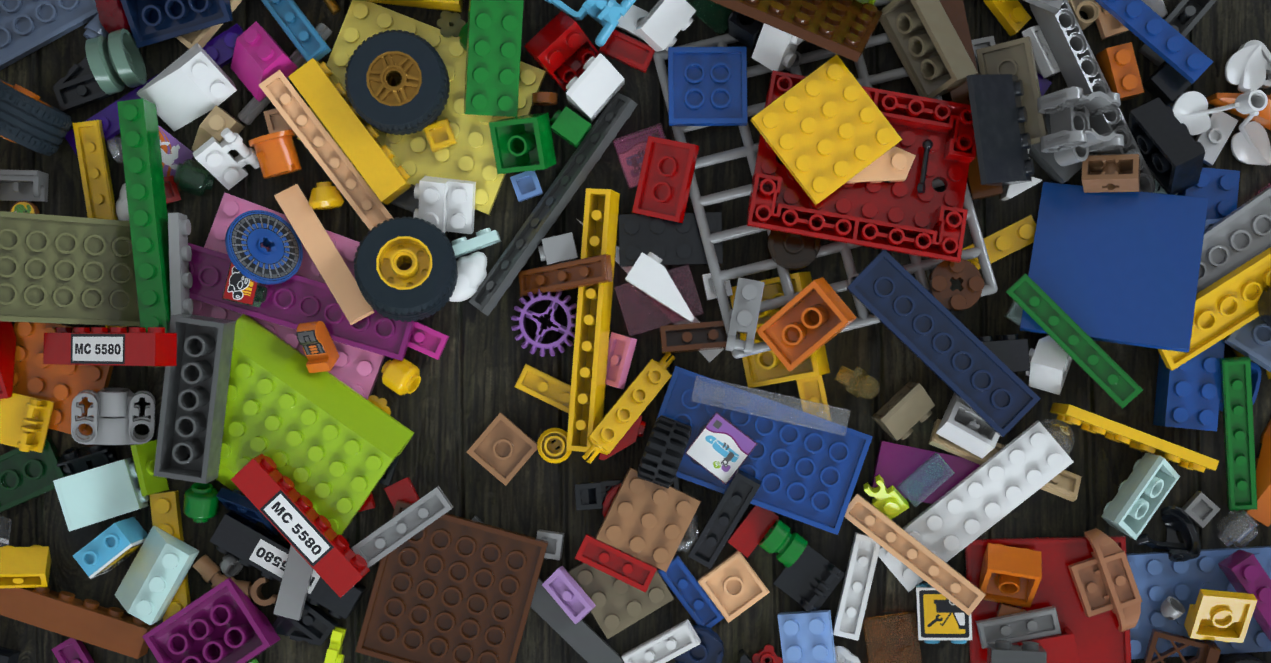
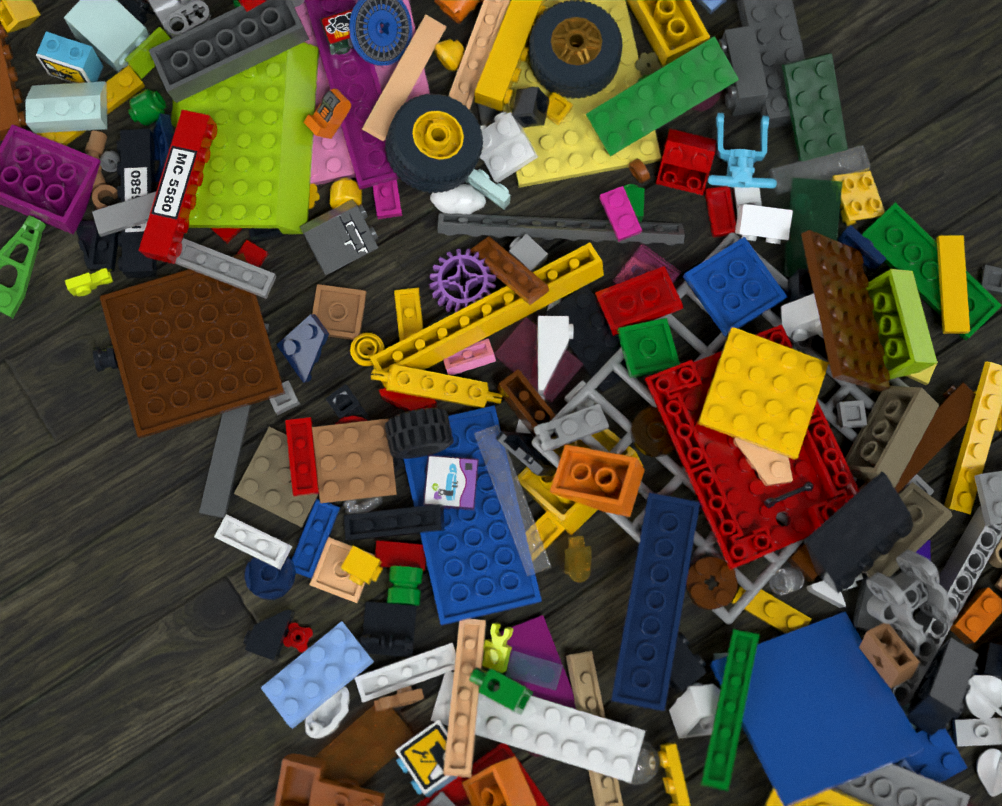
camera: 55 degrees right, 10 degrees down
(426, 158) = (530, 107): none -> black brick
(436, 406) = (340, 236): none -> dark grey brick
(515, 498) = (304, 346): none -> wing
(523, 143) = (592, 173): green slope -> none
(526, 185) = (561, 199): medium blue plate -> none
(568, 595) = (251, 437): lavender plate -> none
(576, 143) = (620, 213): none -> dark pink plate
(594, 87) = (674, 200): white slope -> none
(715, 200) = (648, 347): none -> green plate
(727, 368) = (521, 446): none -> black wing
(744, 570) = (361, 566): none -> yellow brick
(877, 603) = (404, 697): none -> medium nougat plate
(885, 62) = (851, 414): none -> light grey plate
(904, 411) = (579, 616): dark tan slope -> none
(938, 515) = (510, 693): none -> green torso
(967, 428) = (598, 676): white slope -> none
(988, 214) = (790, 576): none -> clear wheel
(1044, 59) = (948, 539): white plate -> none

